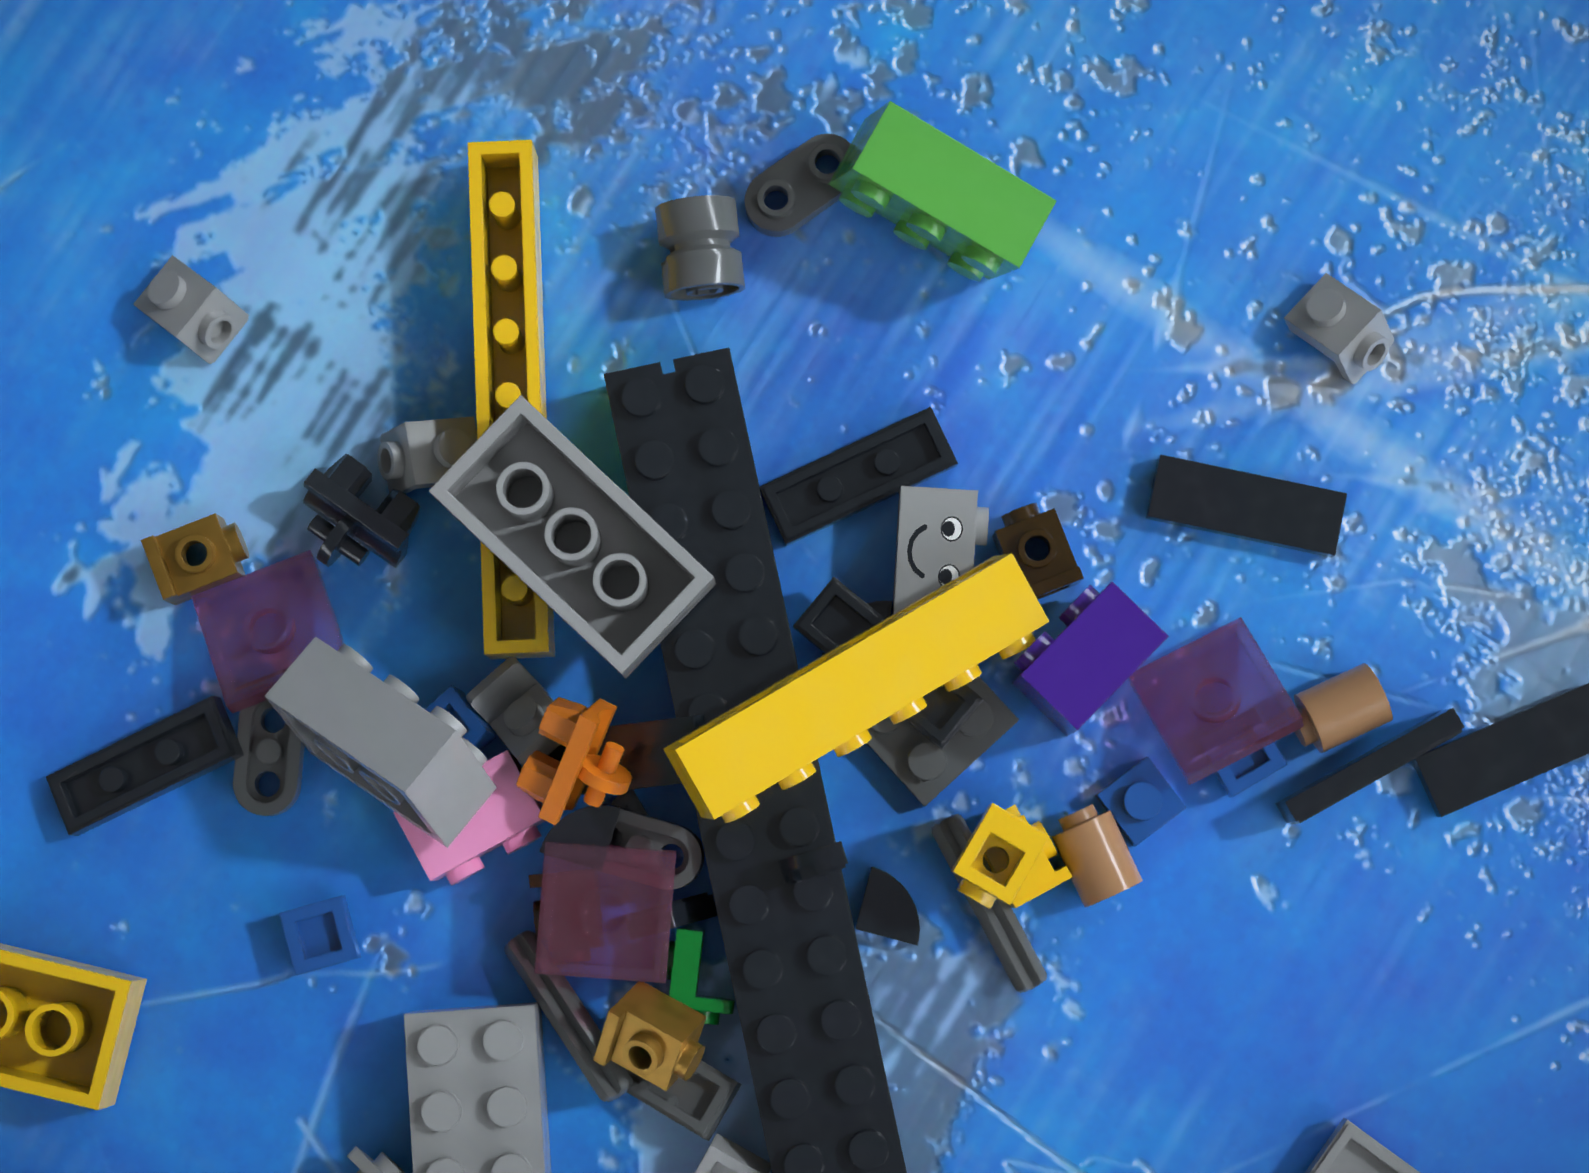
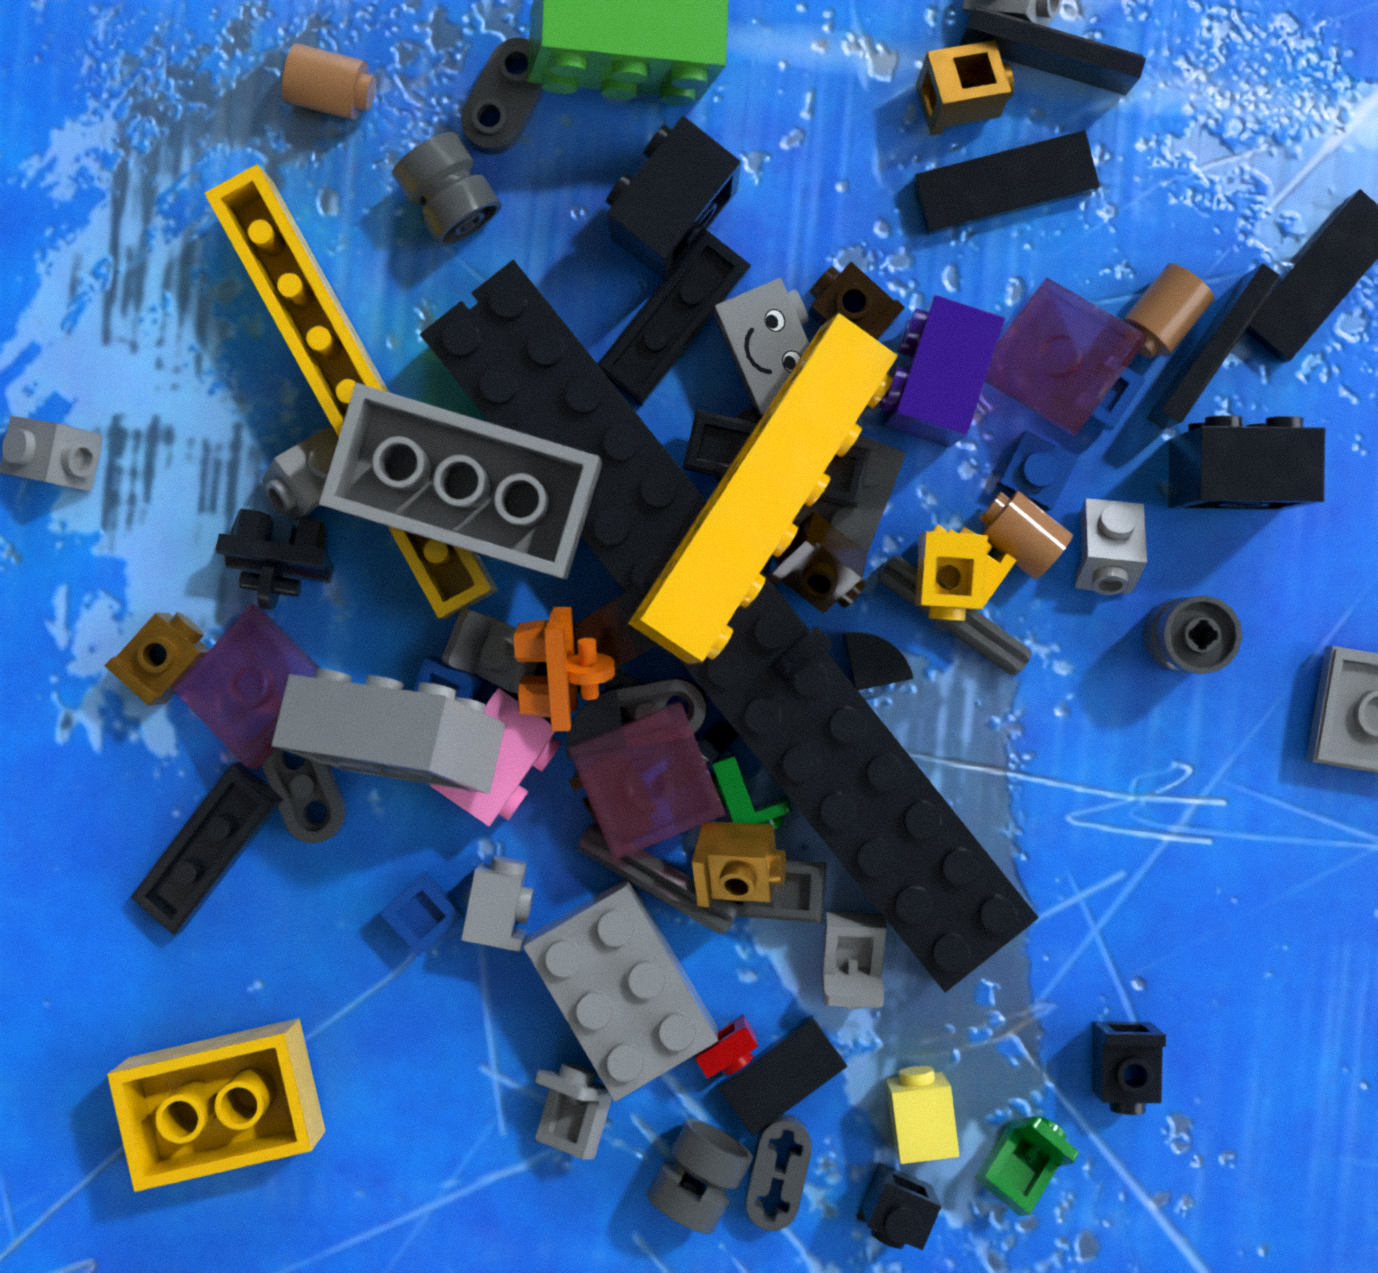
camera: 30 degrees left, 5 degrees up
(399, 963) = (497, 904): none -> light grey brick
(638, 90) = (327, 82): none -> medium nougat brick
(880, 786) = (821, 565): none -> dark brown brick
(910, 363) = (672, 196): none -> black brick
(1176, 912) = (1111, 546): none -> light grey bracket
(1211, 1037) = (1192, 634): none -> dark grey wheel
(1262, 380) = (964, 85): none -> pearl gold brick
(1341, 898) = (1247, 467): none -> black brick
(1351, 402) = (1055, 51): none -> black tile

